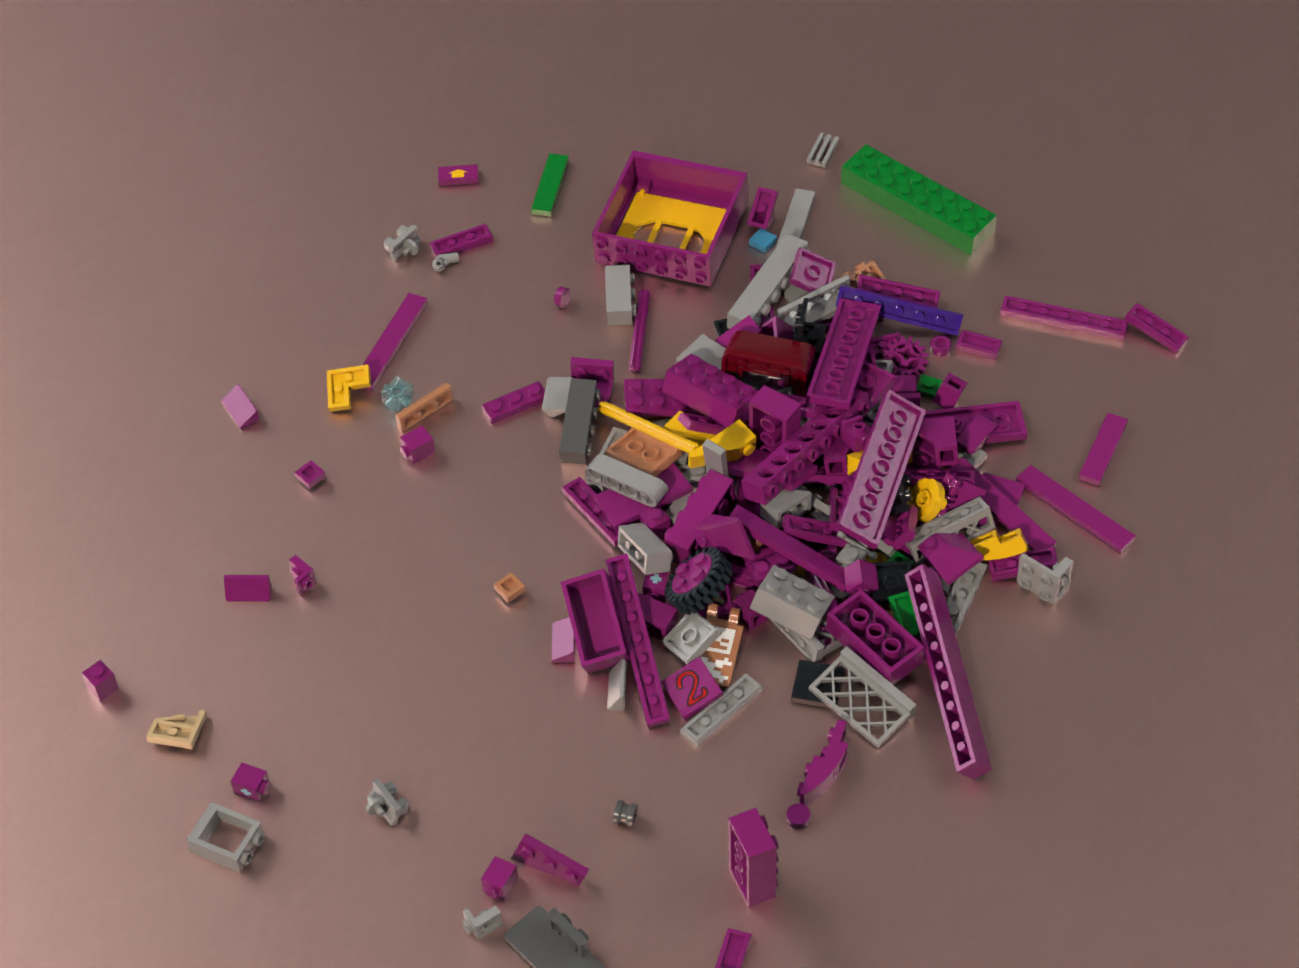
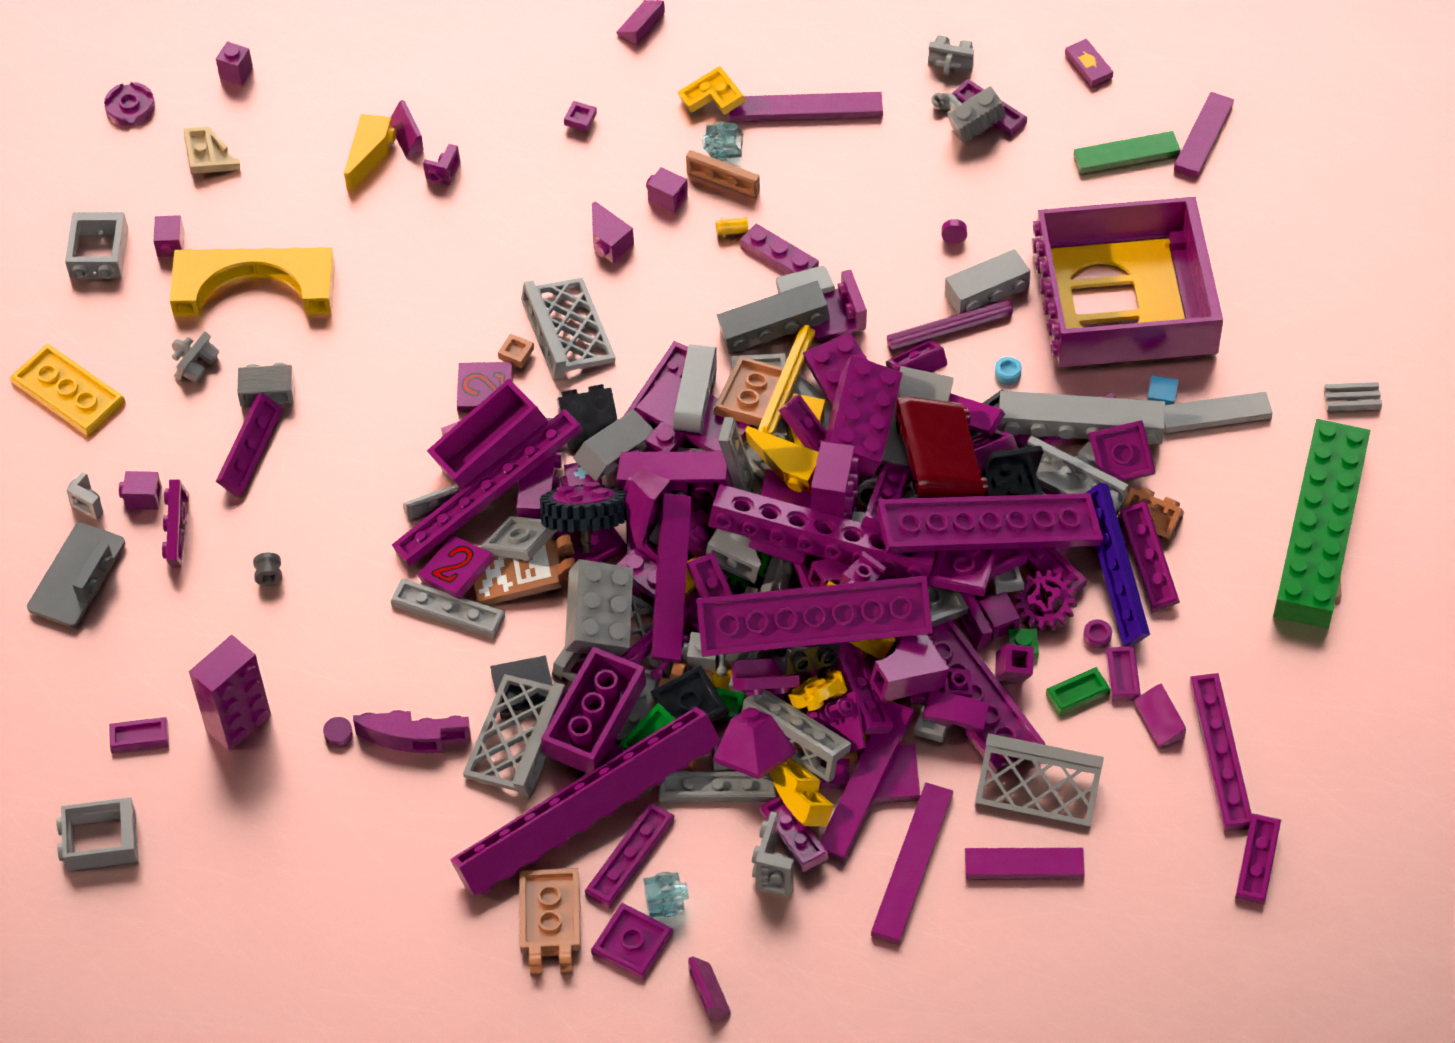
camera: 65 degrees right, 5 degrees up
(84, 772) = (129, 104): none -> magenta tile
(244, 614) = (368, 147): none -> yellow slope
(347, 698) = (202, 272): none -> yellow arch
(359, 906) = (67, 389): none -> yellow tile
(433, 494) = (610, 233): none -> magenta slope
(444, 760) = (274, 381): none -> light grey brick
(471, 244) = (976, 114): none -> light grey brick
(473, 424) = (731, 226): none -> yellow pin
(492, 786) = (249, 445): none -> magenta plate
(504, 561) = (545, 326): none -> light grey fence
(529, 620) = (478, 381): none -> magenta tile
(561, 140) = (1204, 134): none -> magenta tile
(592, 555) = (591, 409): none -> black bracket
(658, 358) = (924, 357): none -> magenta slope
(696, 313) = (1008, 370): none -> medium azure tile
(762, 209) = (1198, 369): magenta slope -> none
(861, 576) = (667, 666): magenta brick -> none
(981, 372) = (1078, 691): none -> green tile
(994, 668) = (629, 855): none -> magenta tile
(1023, 336) = (1160, 716): none -> magenta slope
(1027, 732) = (549, 916): none -> nougat tile
(1031, 403) = (1043, 754): none -> light grey fence
(1043, 653) = (665, 894): none -> clear light blue brick
(1066, 690) = (632, 941): none -> magenta tile
(1135, 659) = (708, 989): none -> magenta slope

